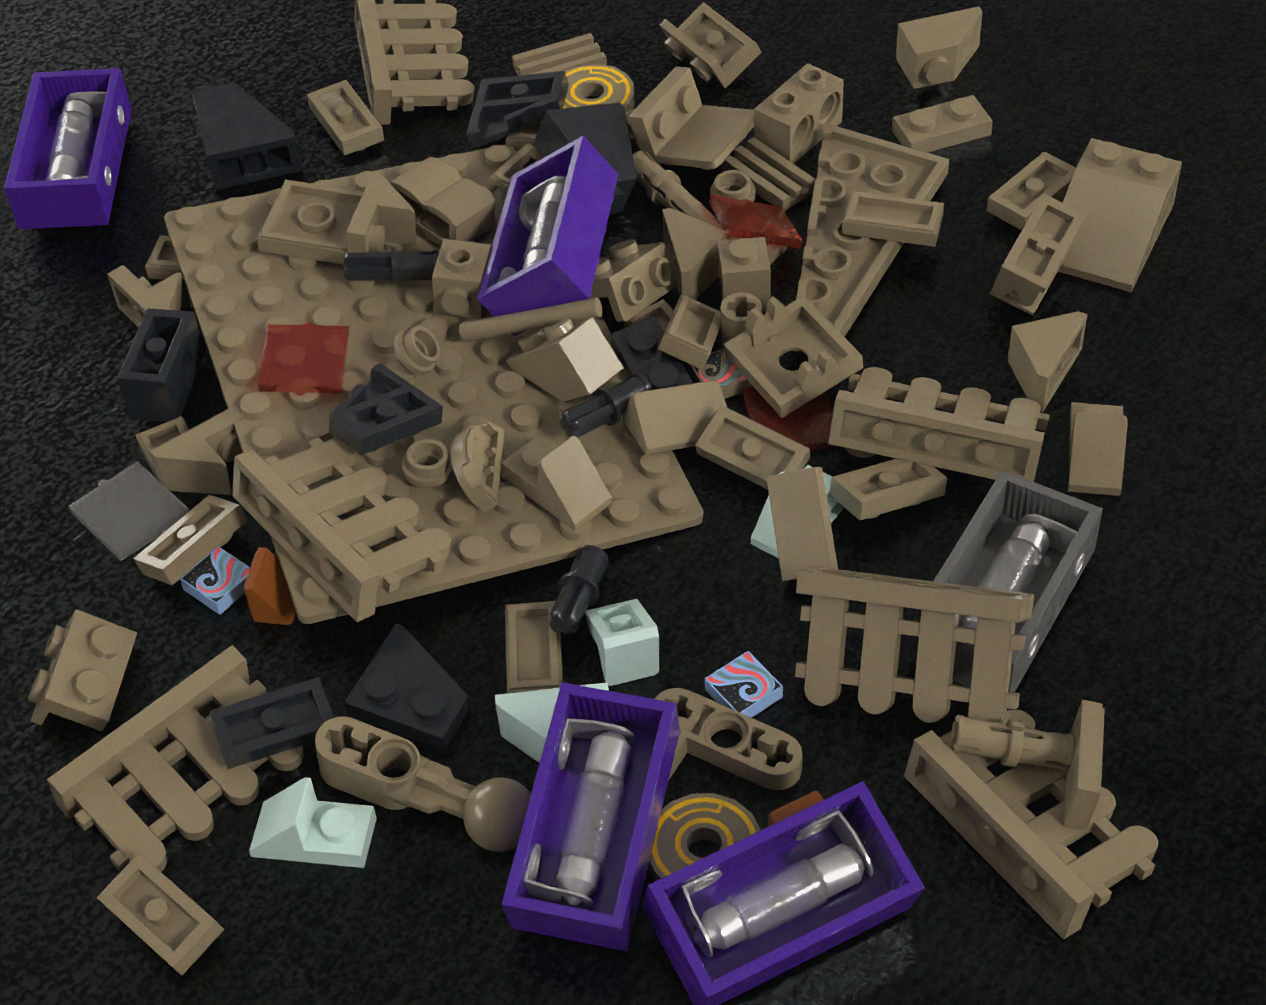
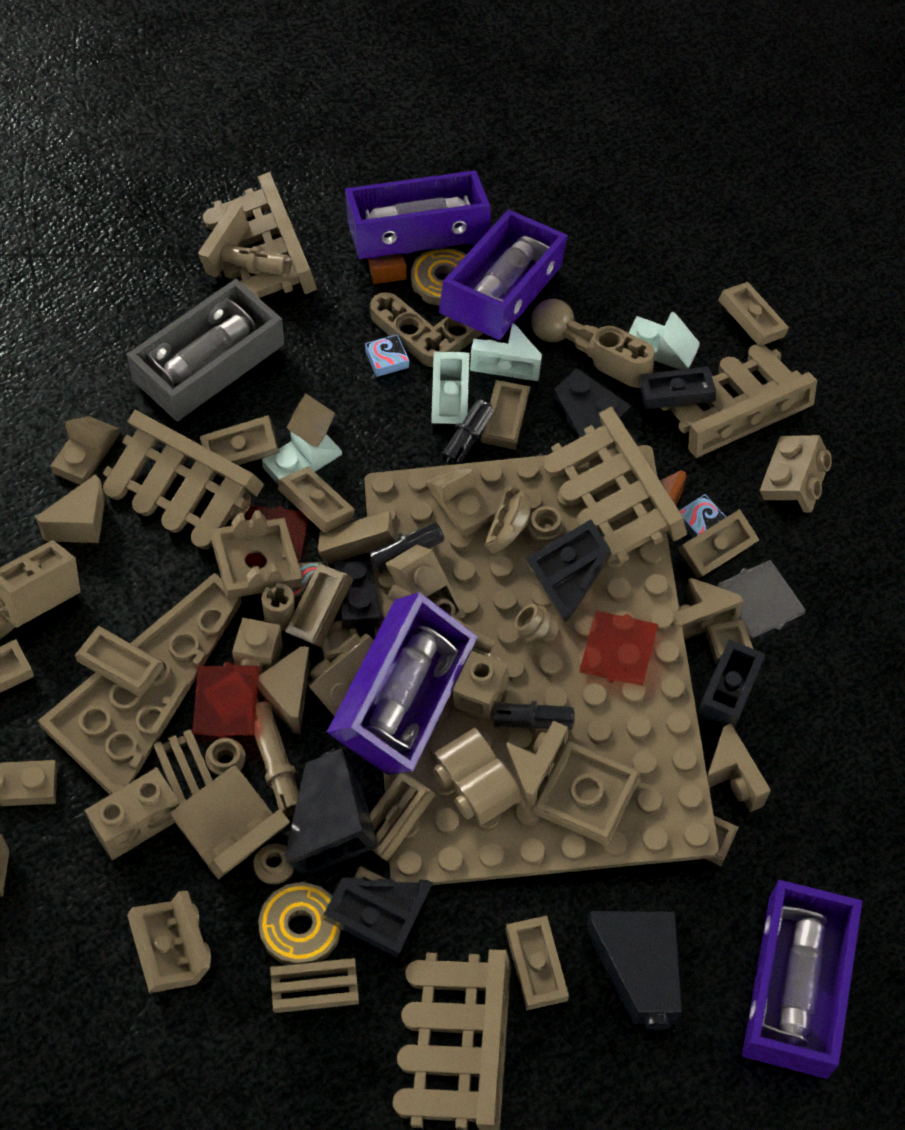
camera: 170 degrees left, 10 degrees up
(937, 636) = (280, 313): dark tan fence -> none

